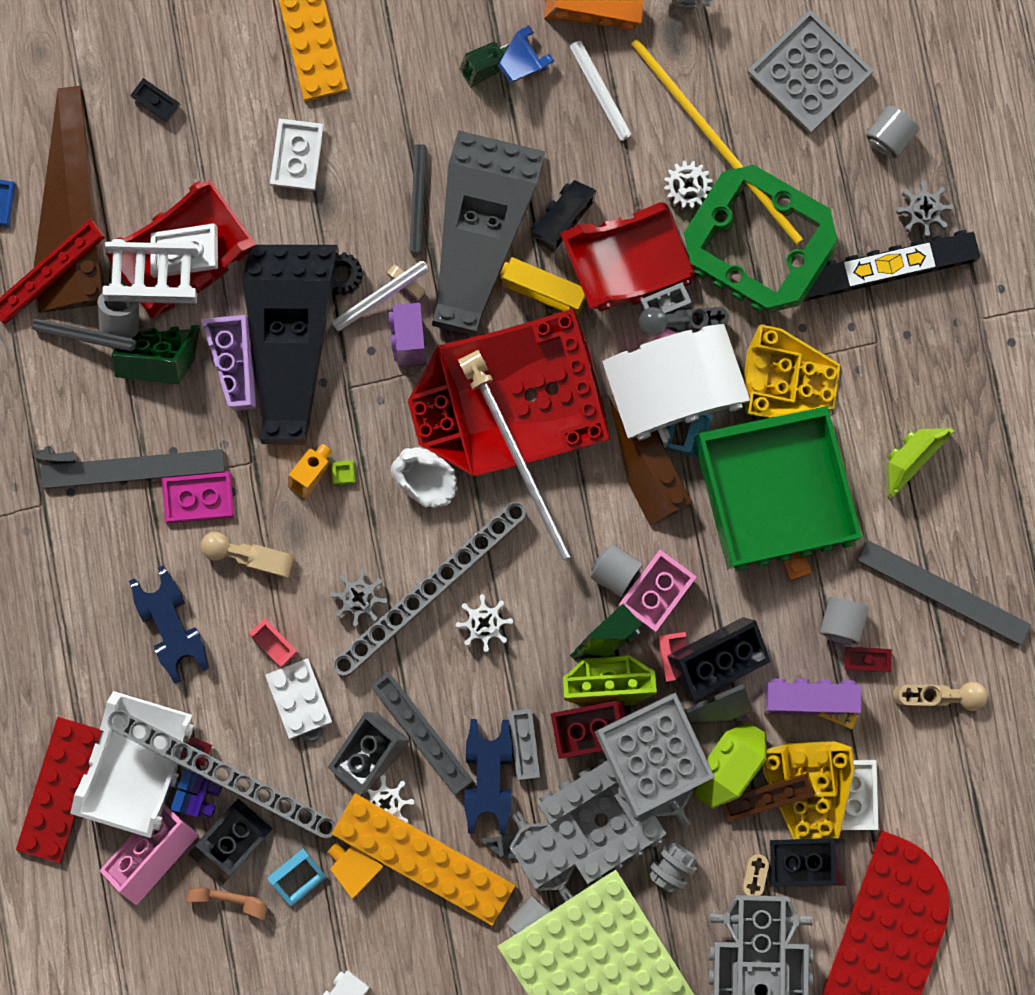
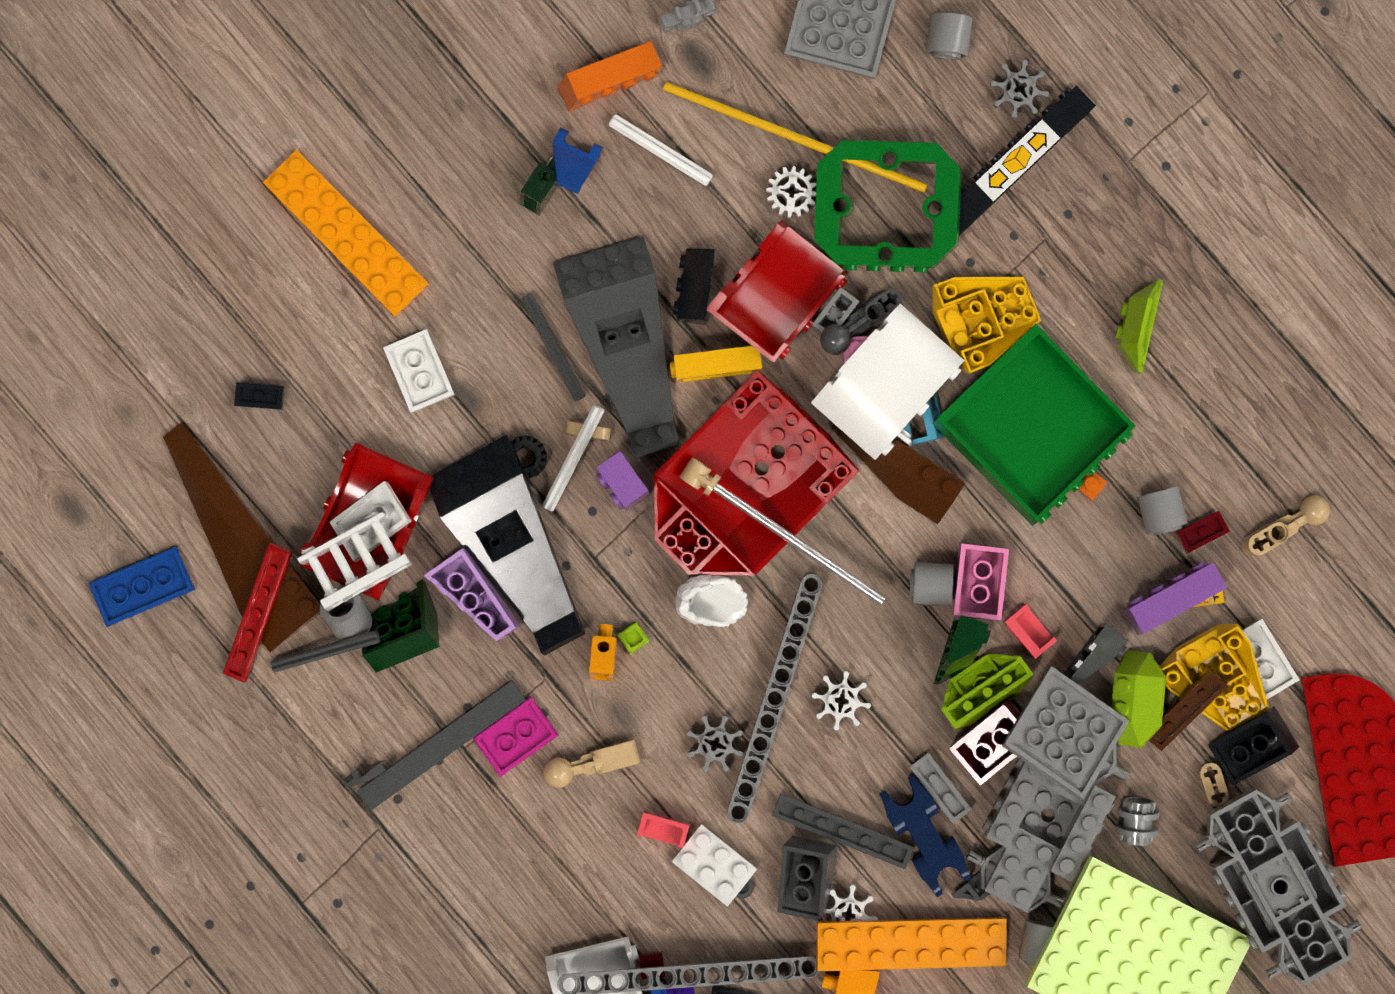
camera: 25 degrees left, 5 degrees up
(162, 608) = (573, 877): dark blue piece -> none
(719, 658) = (1071, 610): black slope -> none
(944, 592) = (1236, 431): dark grey tile -> none

